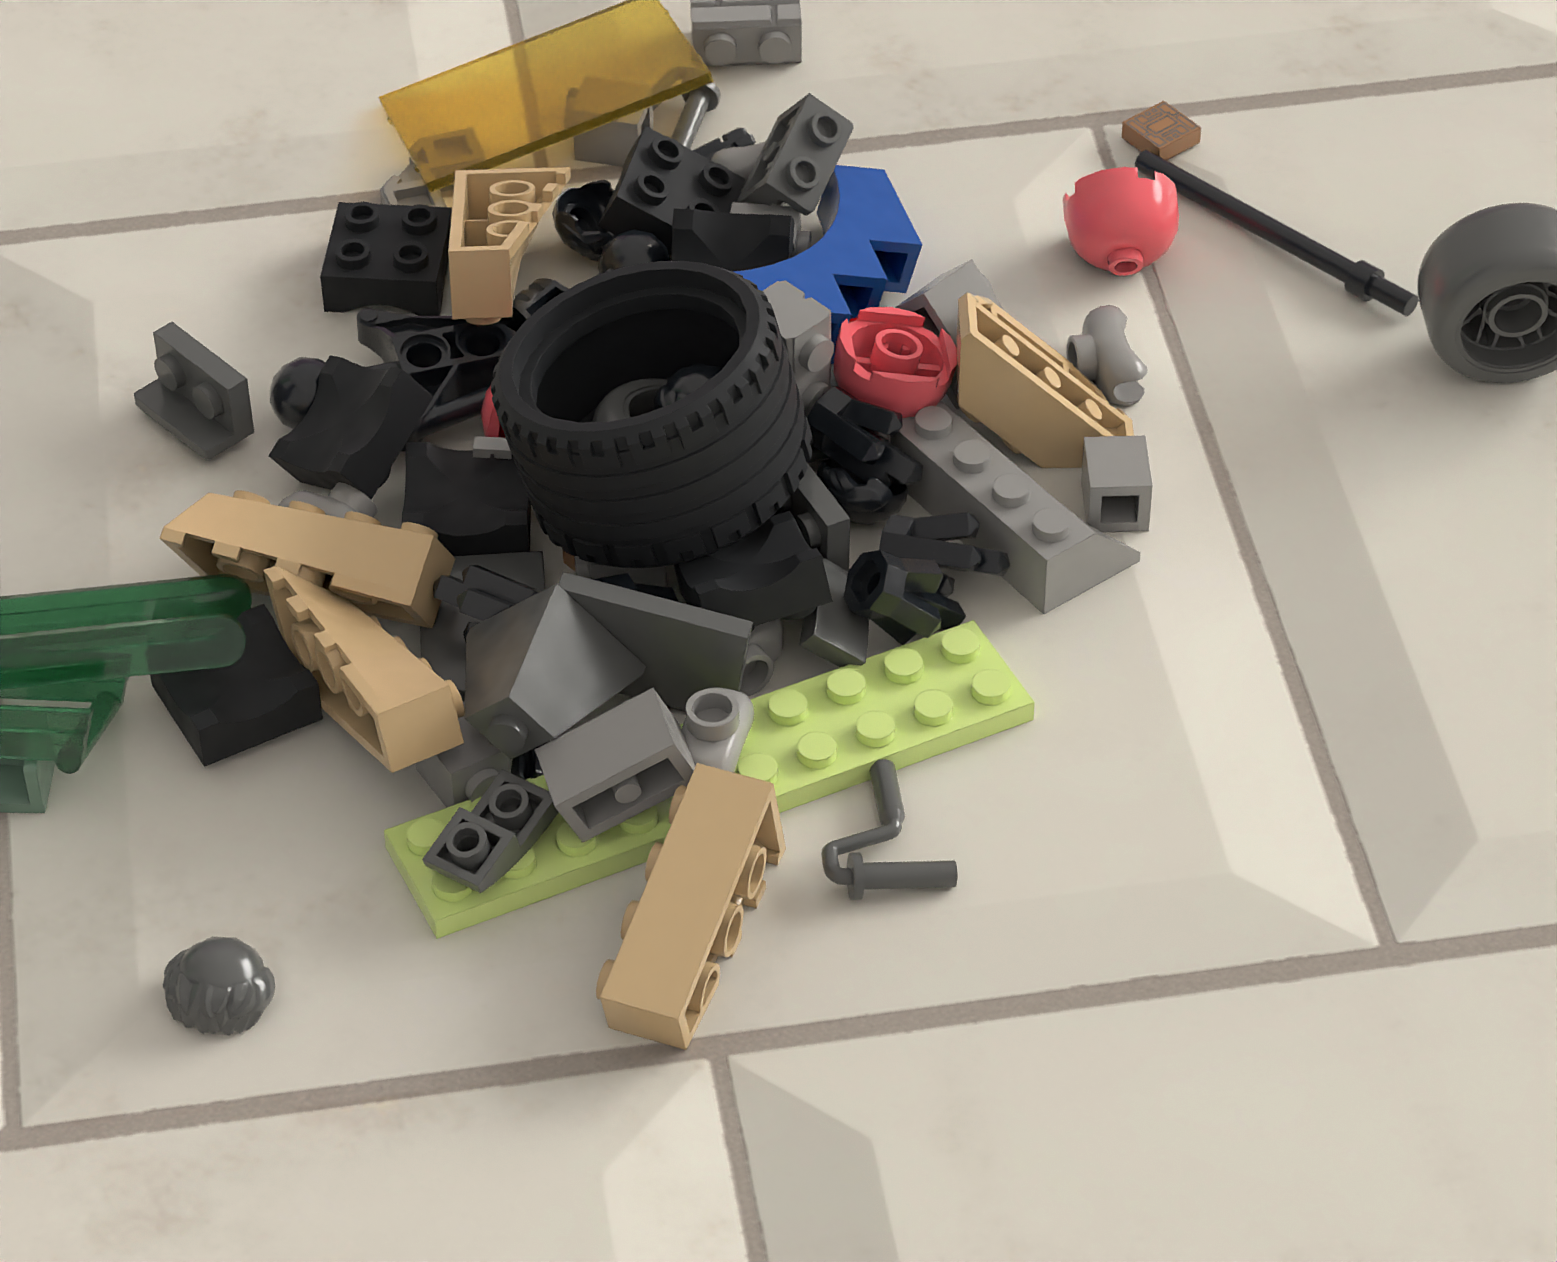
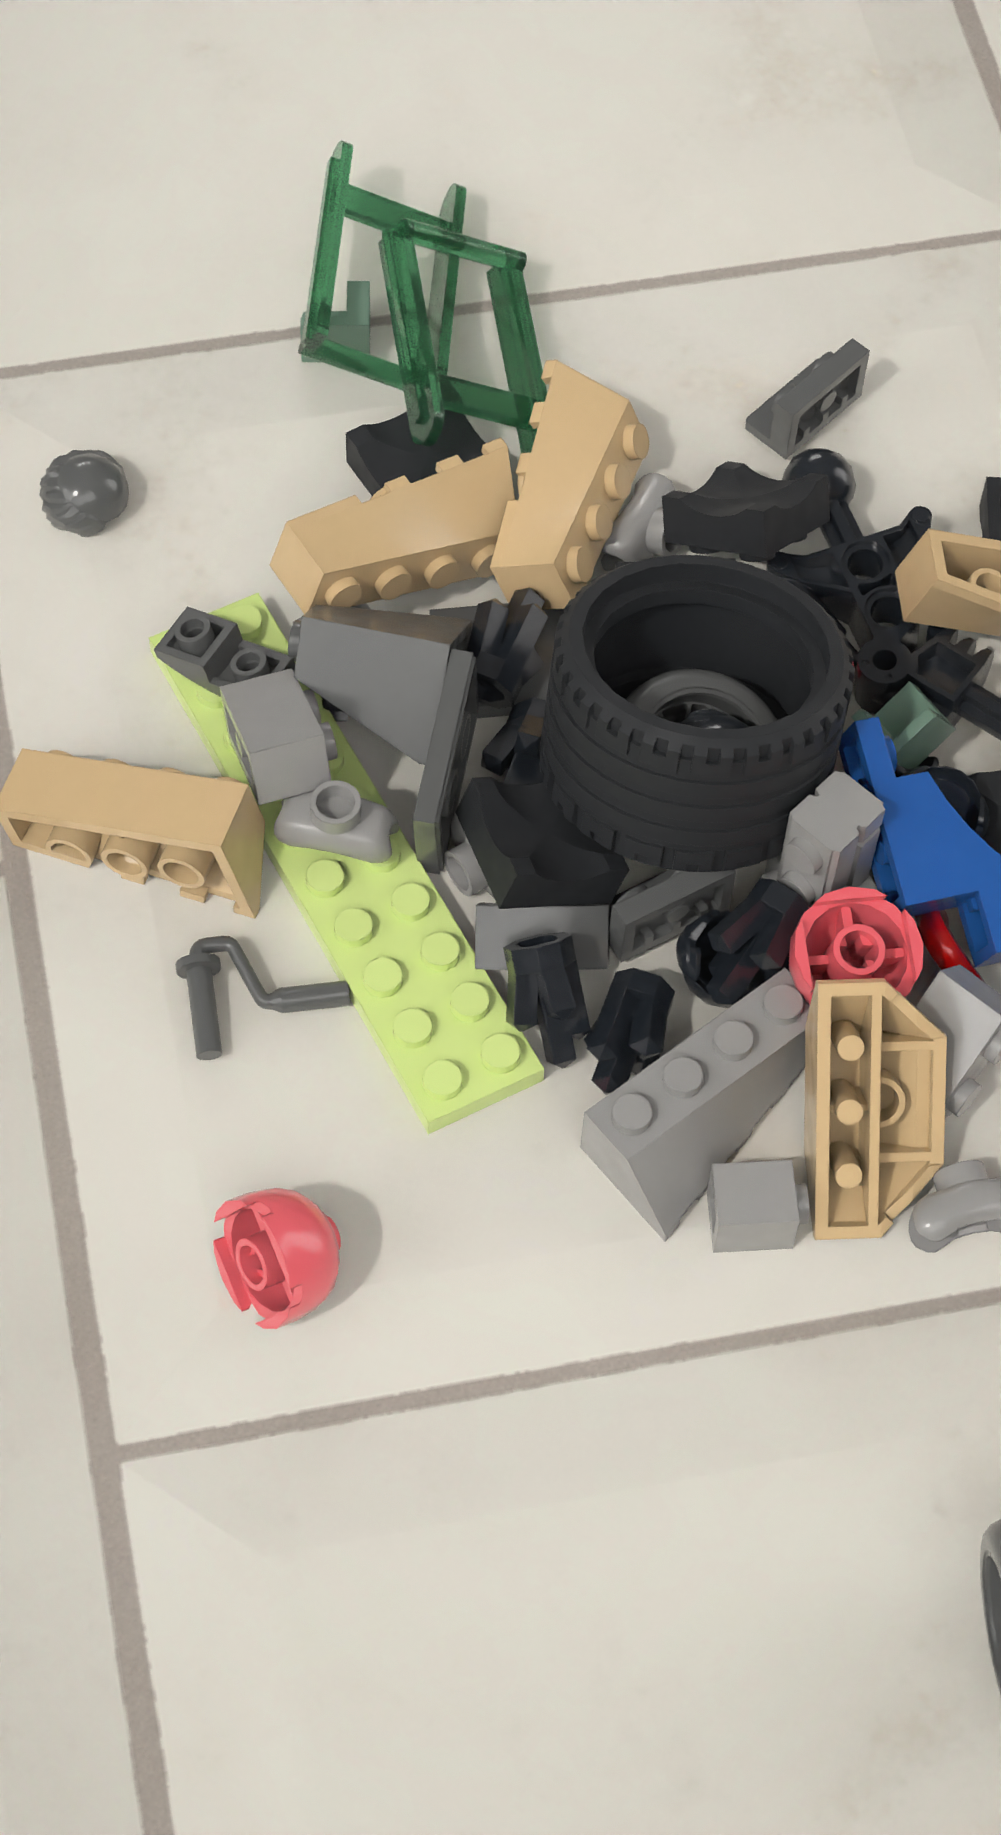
camera: 85 degrees right, 15 degrees up
(1197, 795) = (277, 1254): none -> coral cylinder

